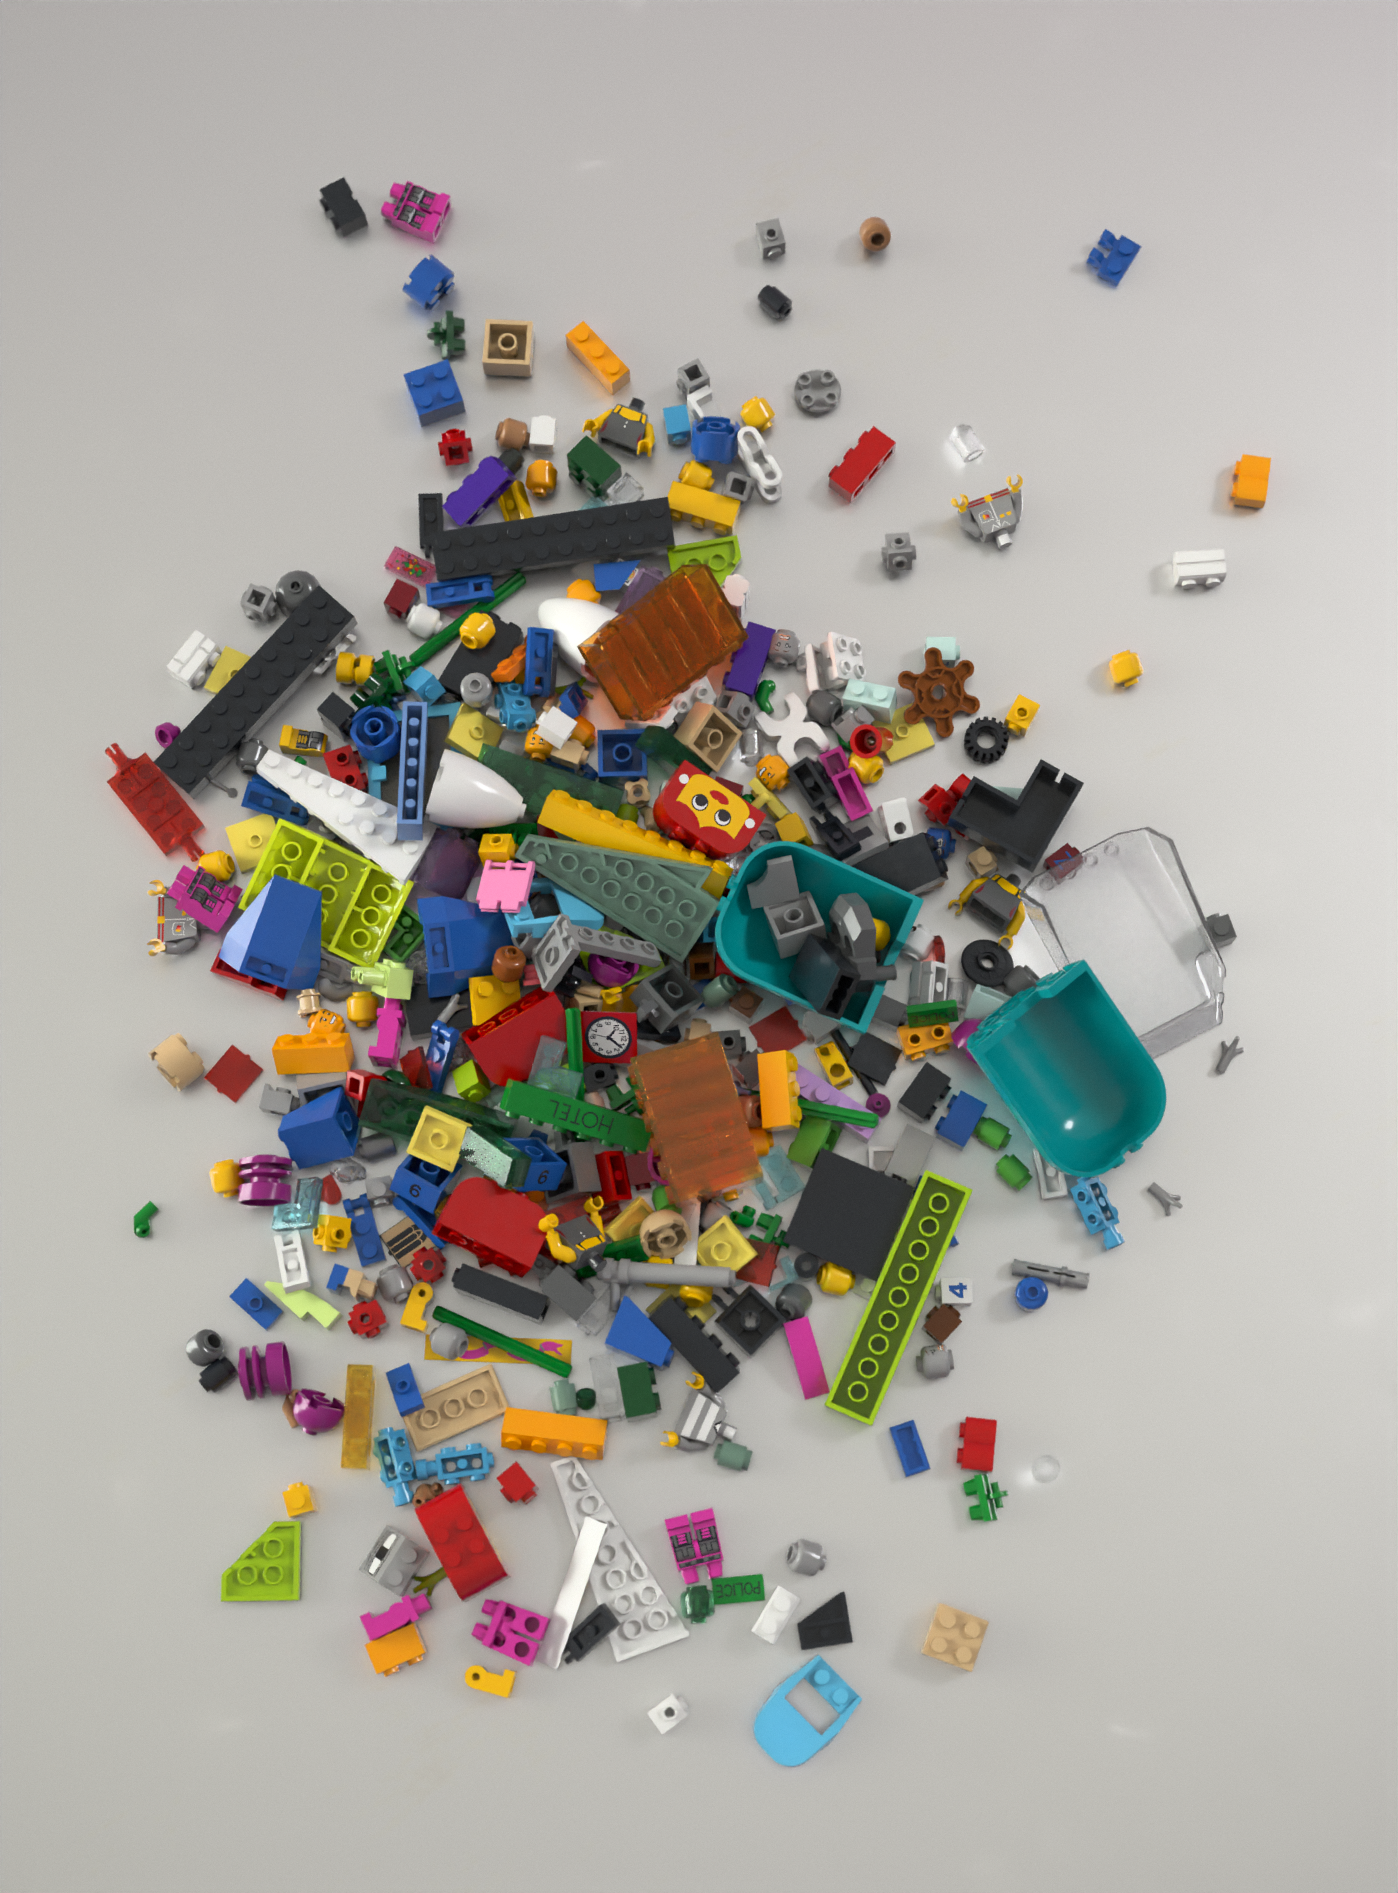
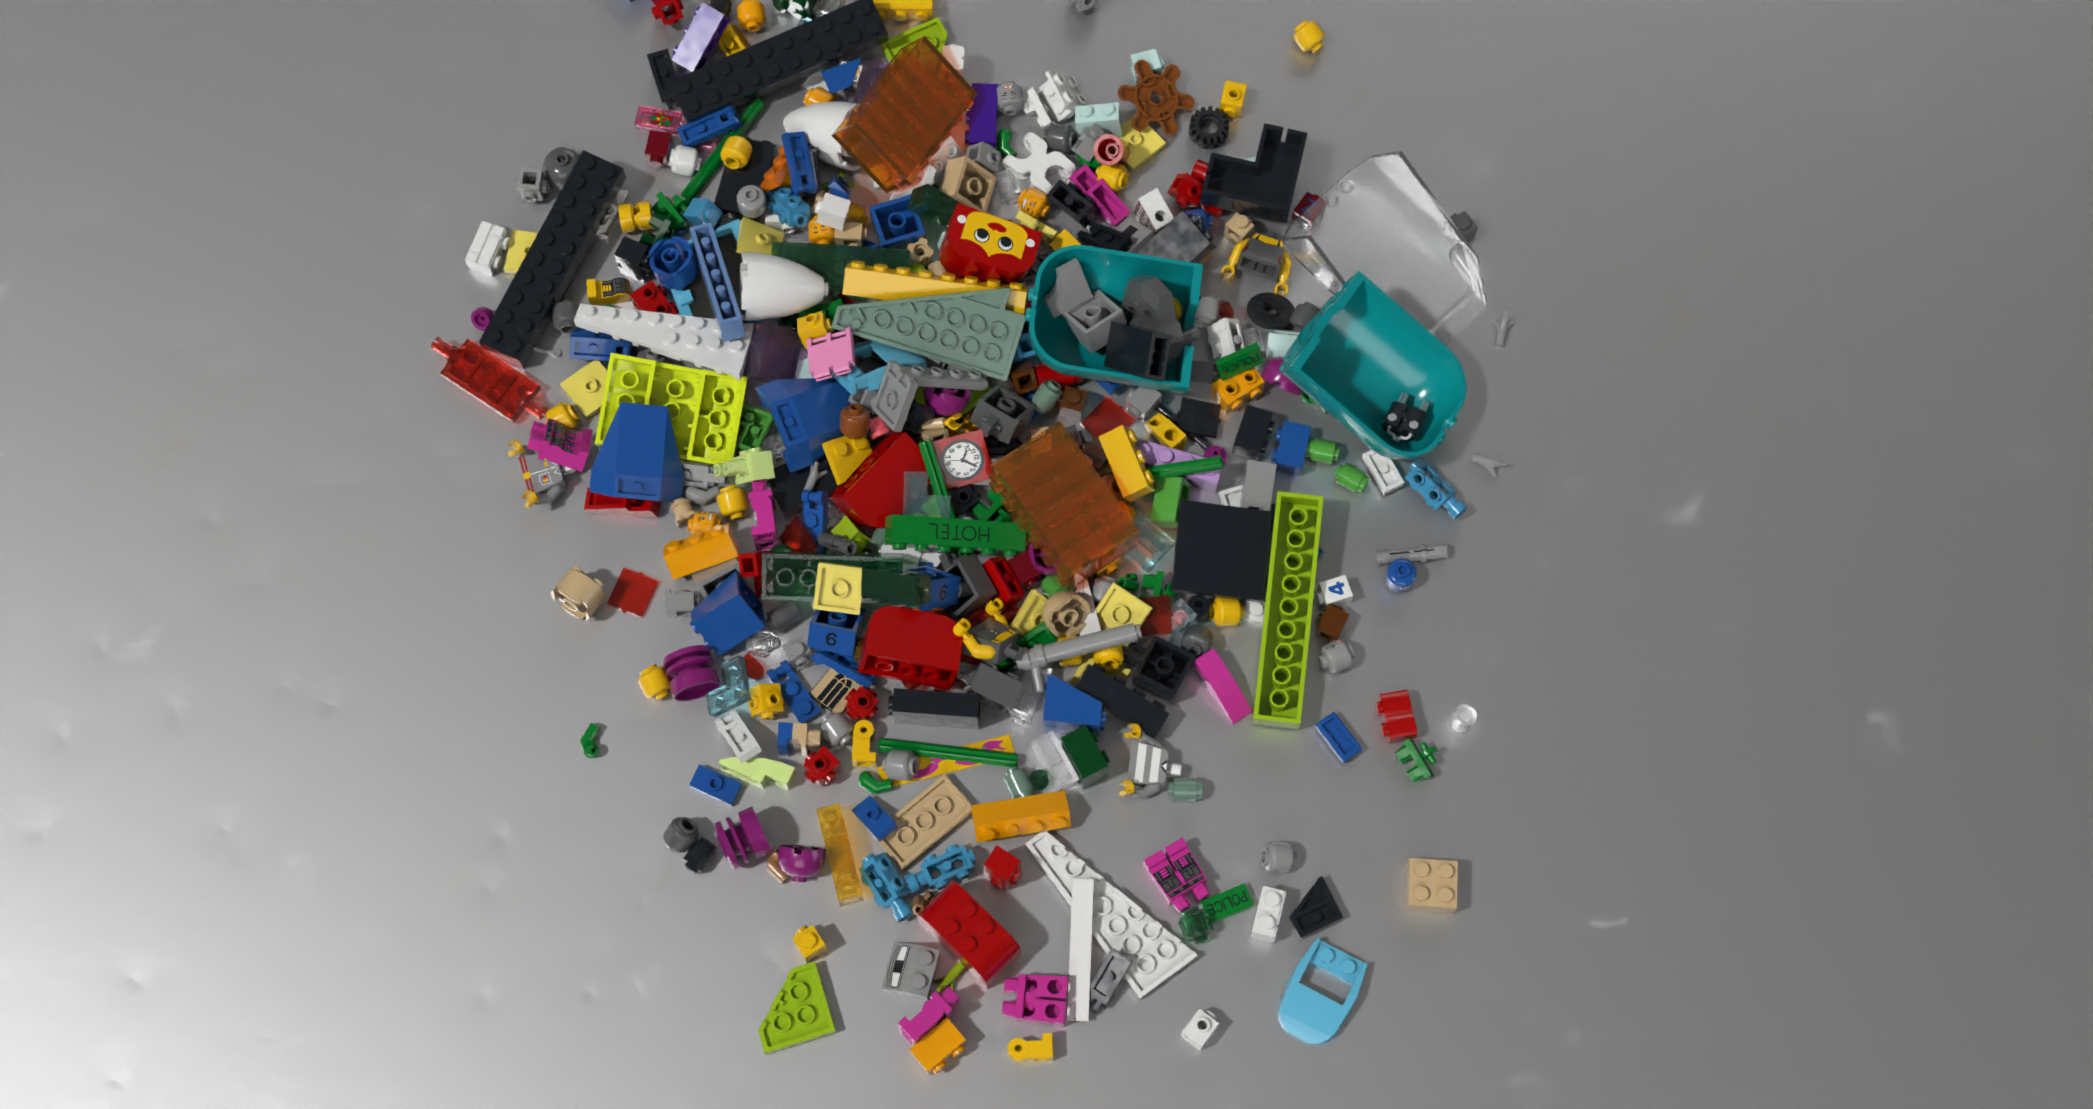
camera: 20 degrees left, 5 degrees down
(413, 1352) = (872, 785): none -> green arm
(452, 1089) = (837, 543): none -> dark grey pin
(1088, 1127) = (1405, 420): none -> black piece

